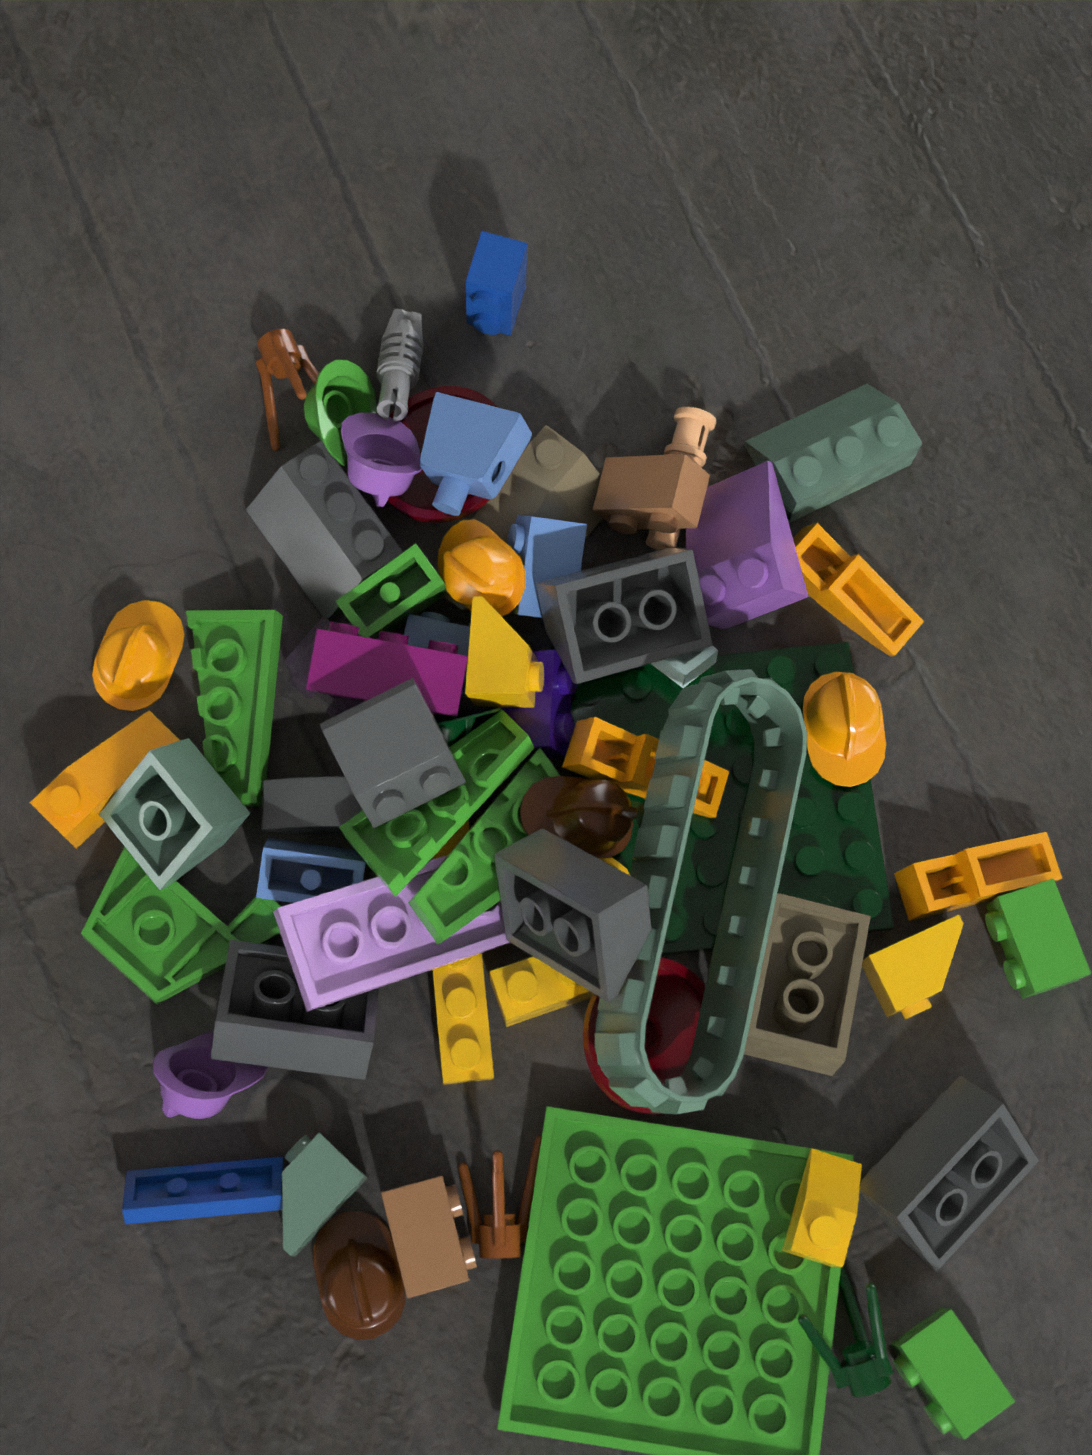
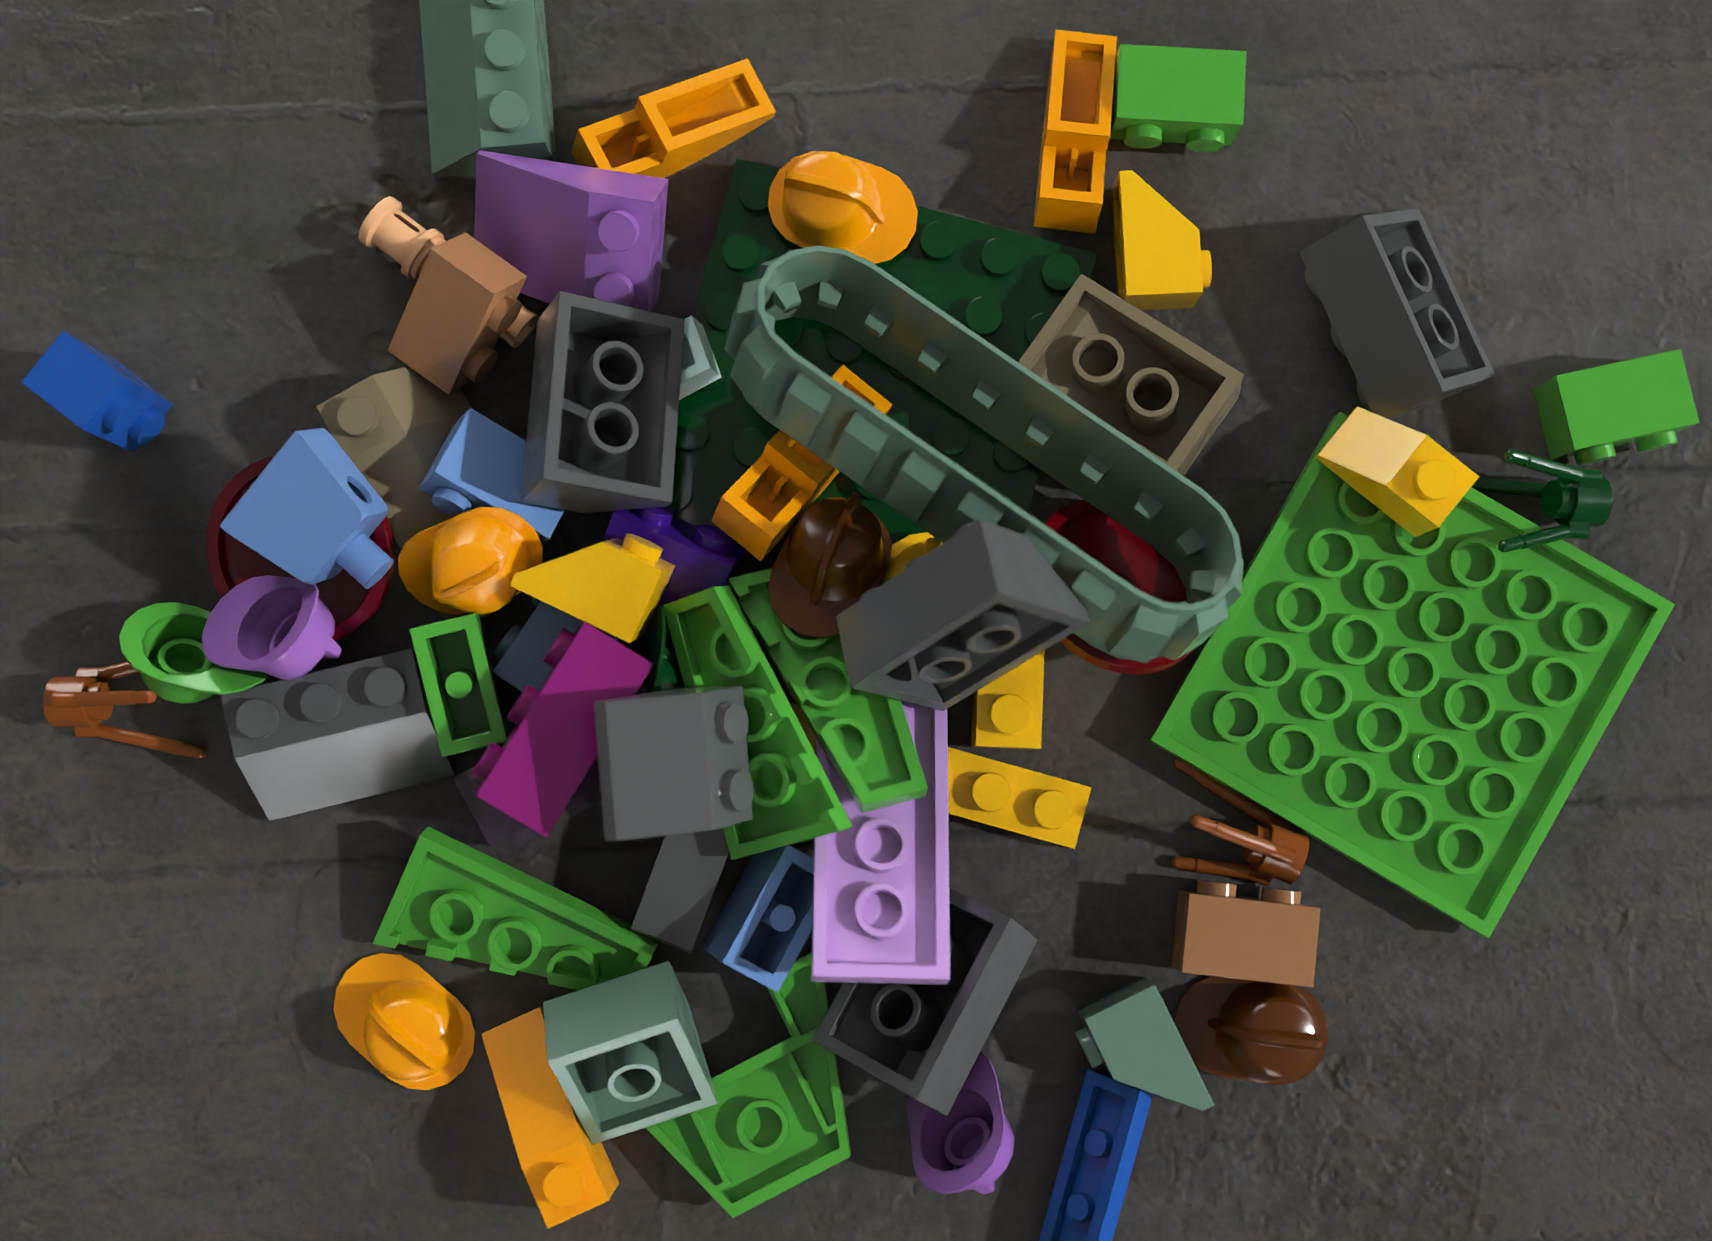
camera: 60 degrees left, 10 degrees up
(399, 362) = (154, 556): light grey hinge -> none

